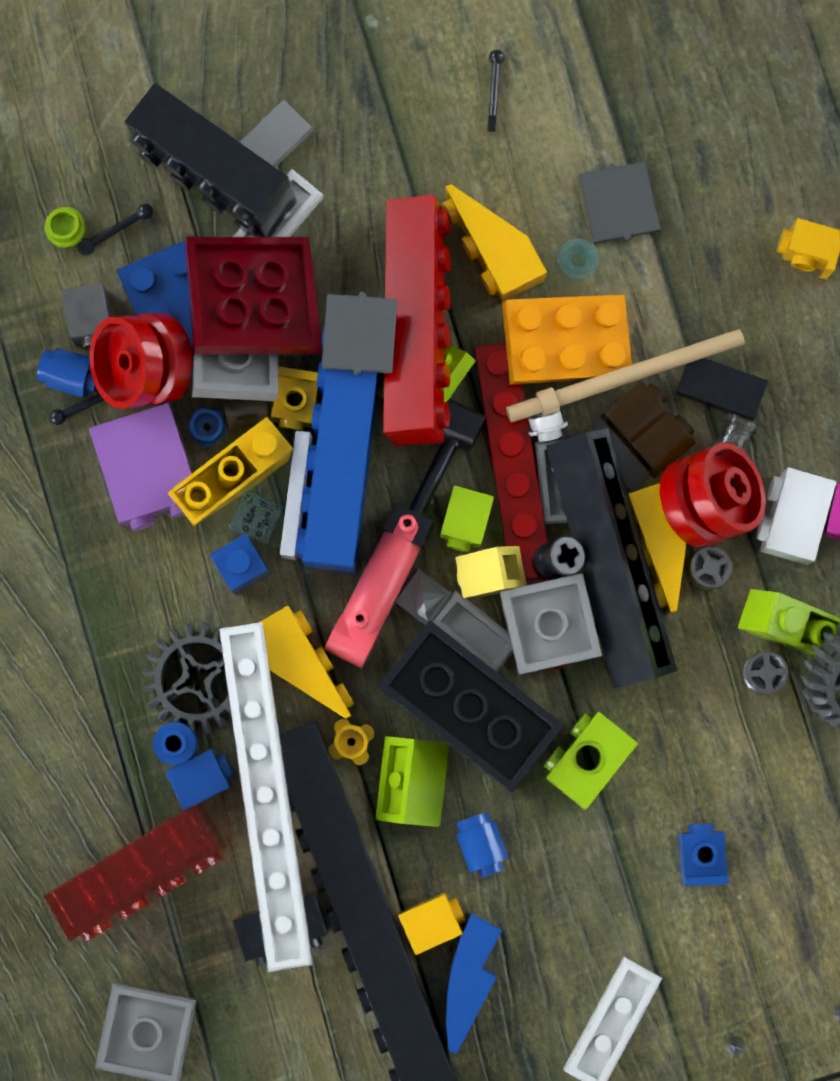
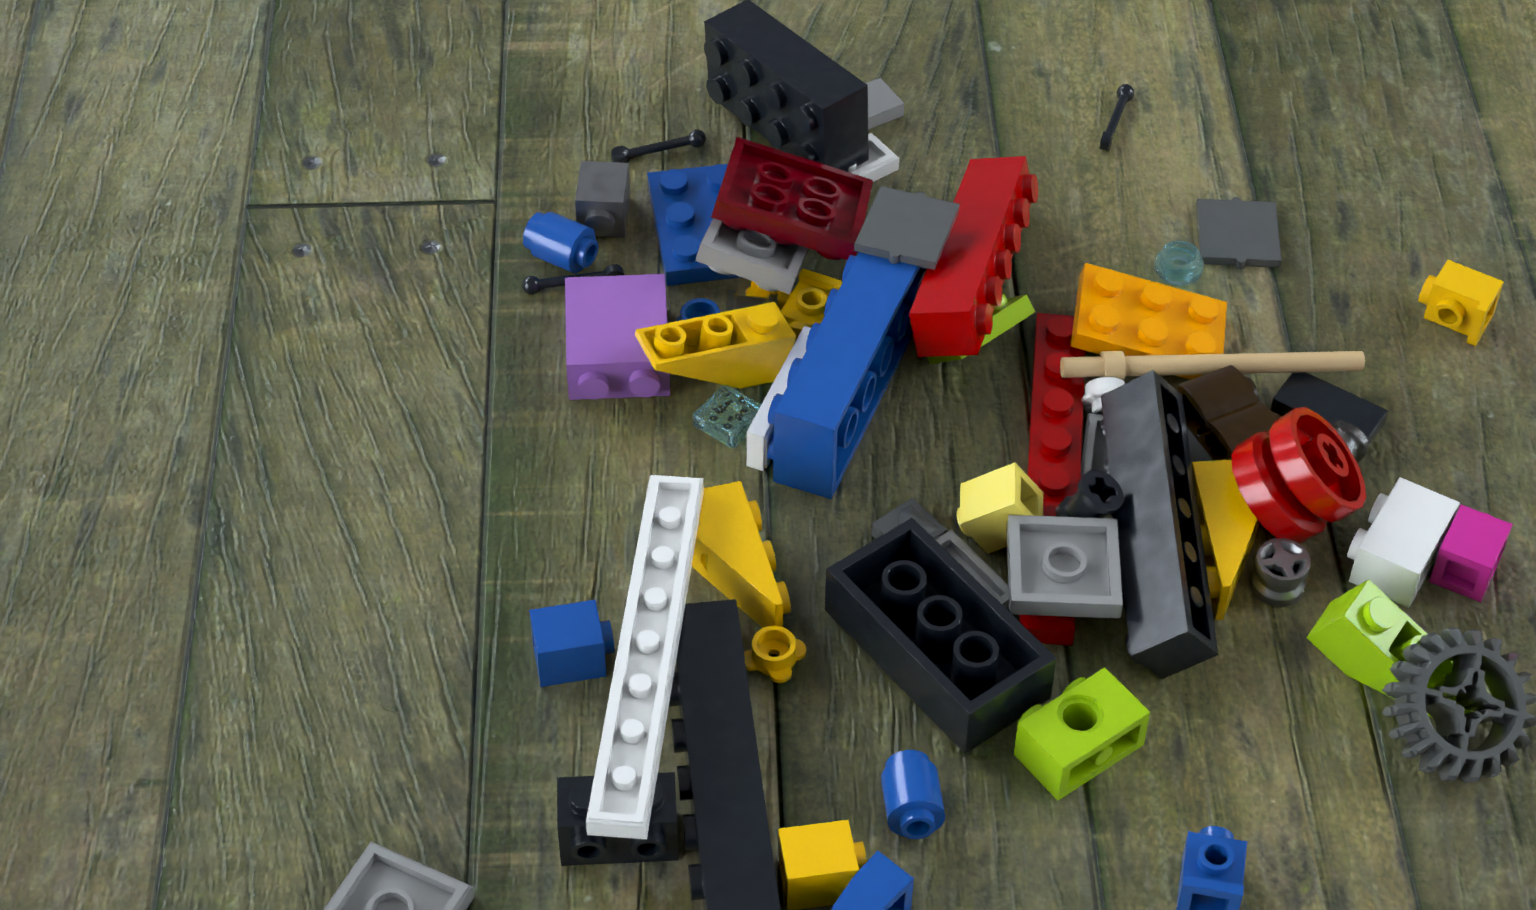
camera: 15 degrees right, 35 degrees down
(65, 227) = (604, 130): lime plate -> none
(135, 871) = (454, 703): clear red brick -> none
(140, 360) = (647, 223): red wheel -> none
(166, 696) = (570, 548): dark grey gear -> none
(189, 747) = (552, 583): blue brick -> none
(240, 564) = (696, 441): blue brick -> none
(398, 548) = (906, 460): coral piece -> none
(412, 781) = (841, 708): lime panel -> none
(466, 519) = (982, 449): lime brick -> none
(501, 249) = (1084, 225): yellow slope -> none
(773, 672) = (1347, 688): flat silver wheel -> none

